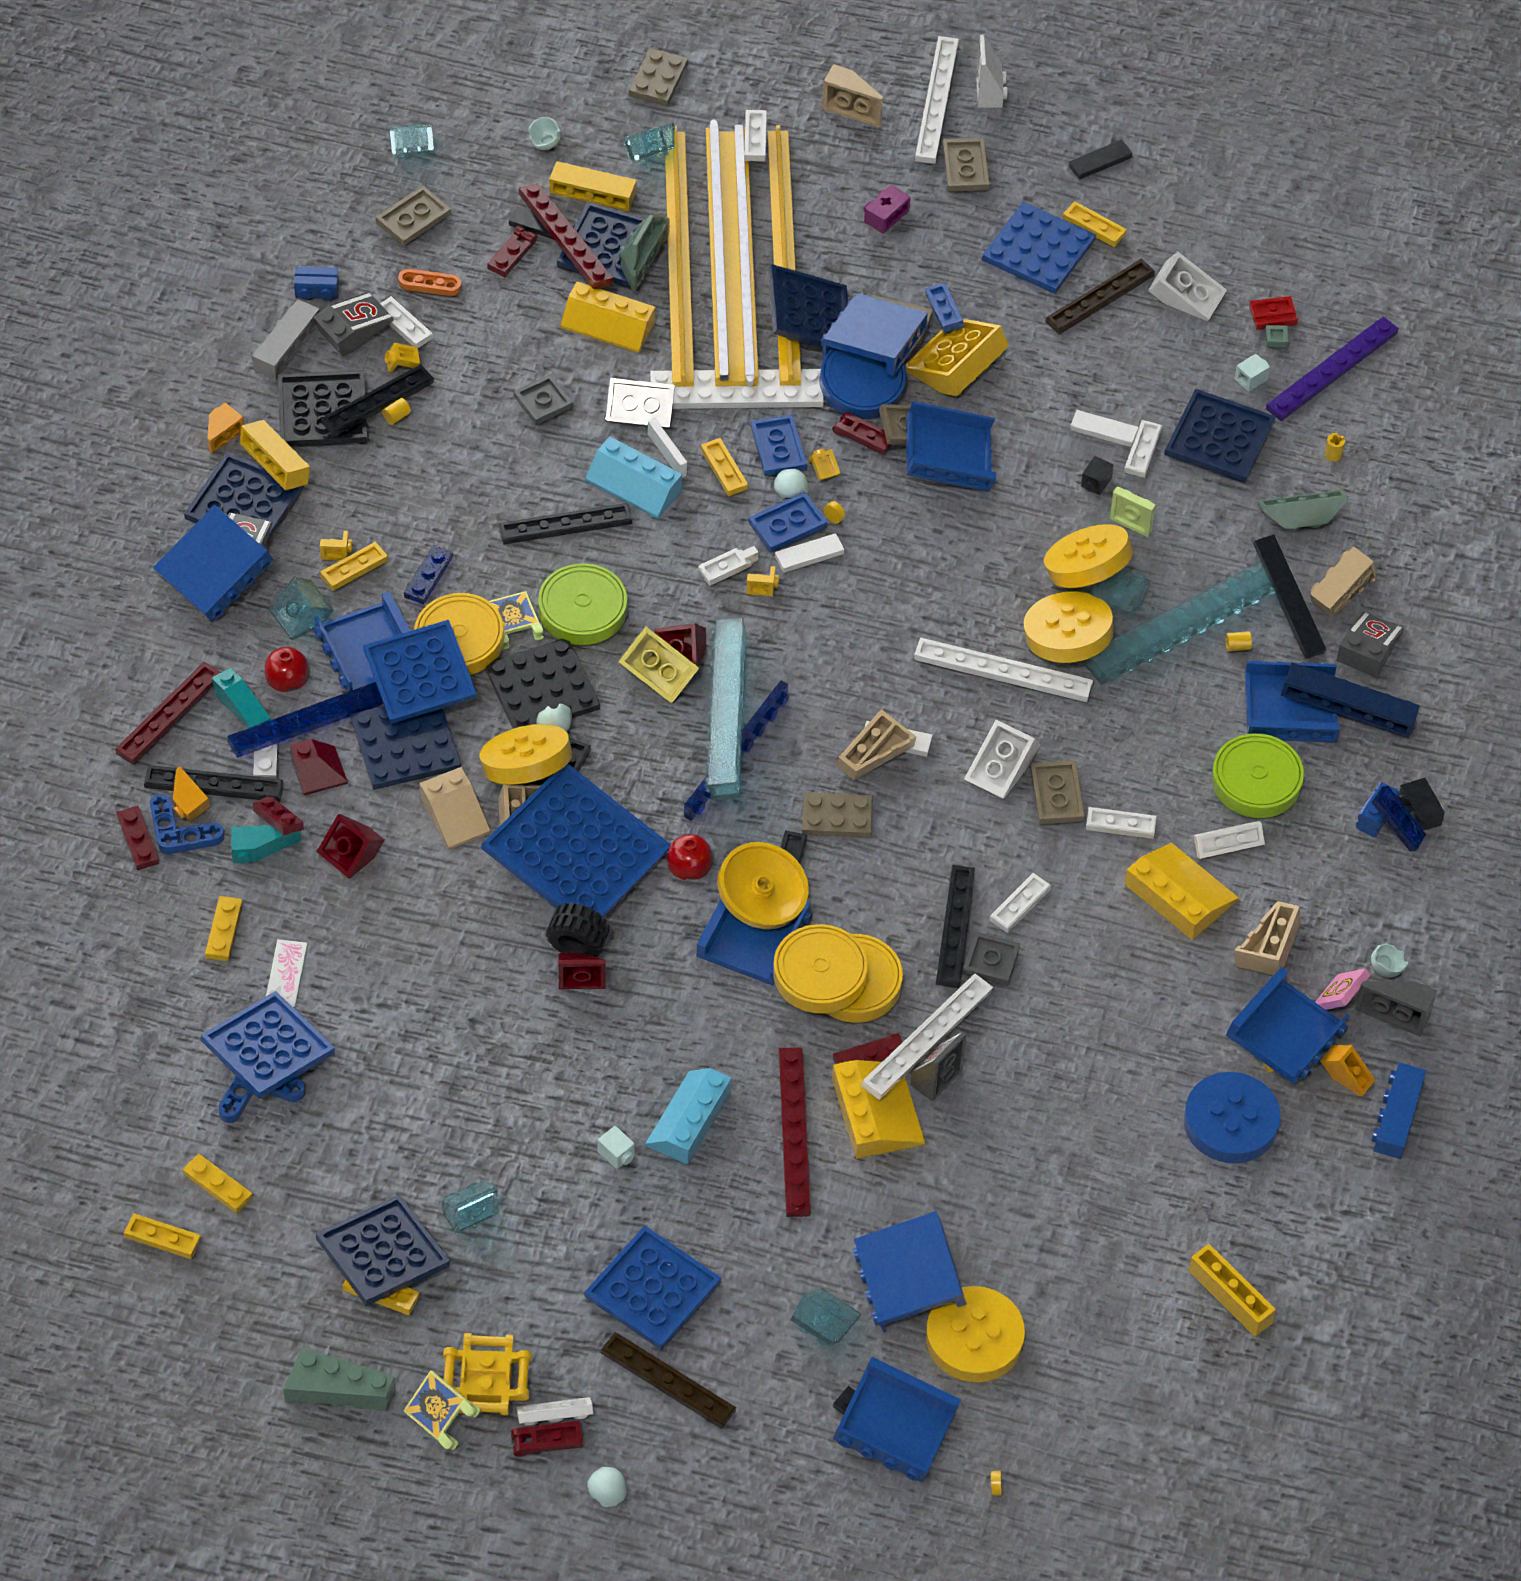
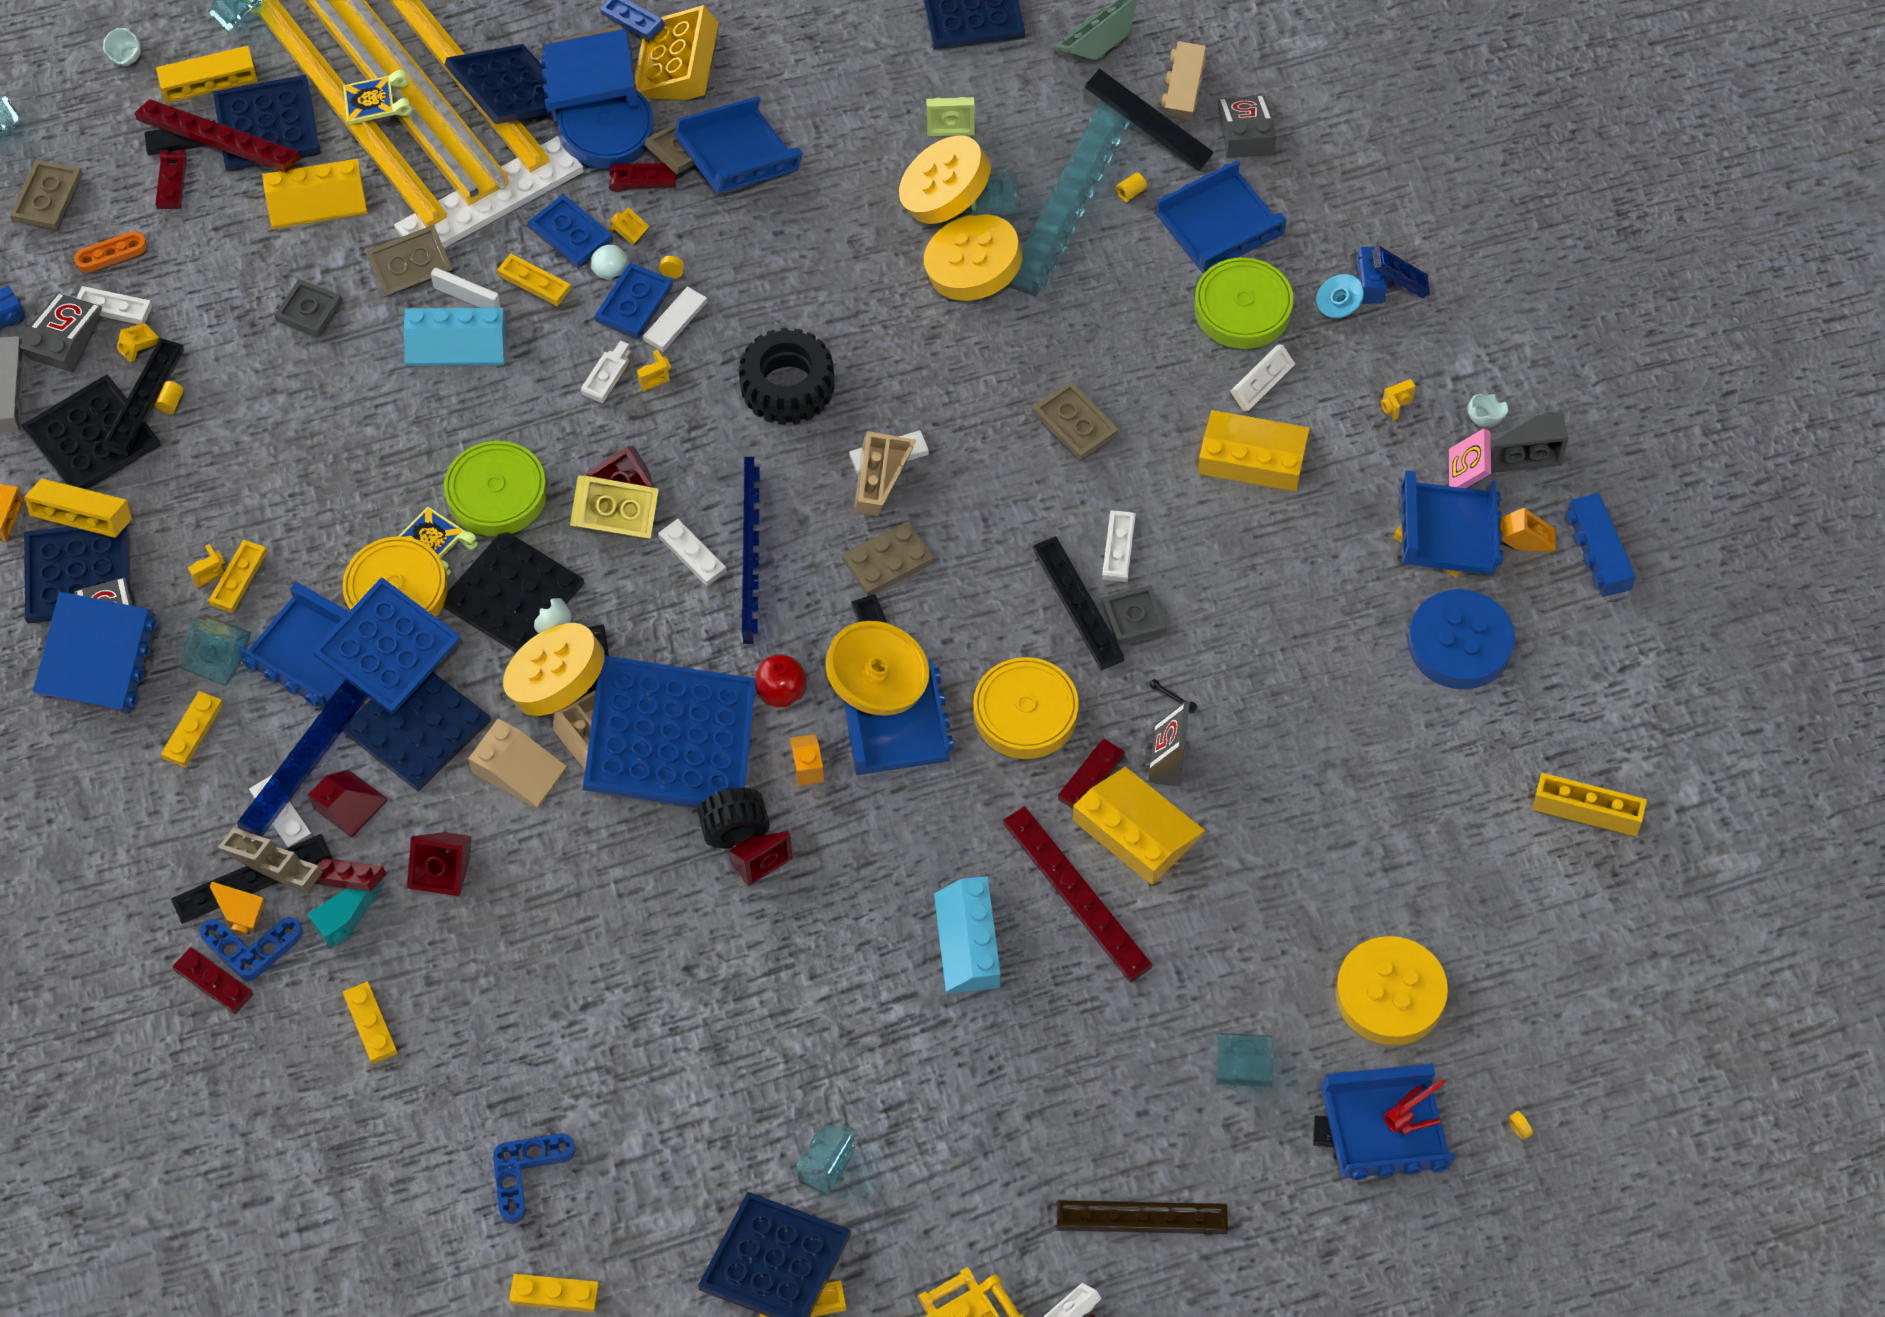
camera: 30 degrees left, 5 degrees up
(167, 714) = (153, 833): dark red plate -> none
(232, 775) = (270, 860): none -> dark tan slope
(239, 698) = (220, 777): teal slope -> none
(247, 655) = (192, 729): none -> yellow plate
(267, 1044) = (505, 1117): blue plate -> none
(286, 669) = (243, 719): red cylinder -> none
(287, 969) = (465, 1031): white sticker -> none
(428, 574) = (318, 543): clear blue plate -> none
(565, 523) = (417, 418): black tile -> none
(616, 1147) = (924, 1013): light aqua brick -> none
(642, 248) = (303, 109): sand green wedge -> none
(652, 1287) = (1060, 1133): blue plate -> none
(666, 924) = (807, 759): none -> light orange slope
(694, 729) = (692, 552): none -> white plate
(699, 267) = (374, 98): none -> flag
(727, 709) = (716, 513): clear light blue brick -> none
(820, 968) = (994, 718): yellow brick -> none
(861, 616) = (781, 350): none -> black tyre
(908, 1269) = (1290, 966): blue panel -> none
(908, 1420) = (1400, 1116): none -> red plant
(926, 1036) = (1137, 727): white plate -> none
(984, 1049) = (1154, 684): none -> black hinge
(1002, 759) = (1003, 418): white slope -> none
(1003, 669) = (939, 331): white plate -> none
(1097, 475) = (889, 100): black brick -> none
(1104, 428) = (861, 54): white tile -> none
(1121, 822) = (1152, 417): white tile -> none
(1143, 448) = (910, 54): white tile -> none
(1271, 941) = (1374, 451): tan wedge -> none
(1326, 911) = (1397, 396): none -> yellow bracket
(1339, 812) = (1336, 289): none -> medium azure dish
(1350, 700) = (1272, 186): dark blue brick -> none
(1422, 803) = (1406, 245): black brick -> none

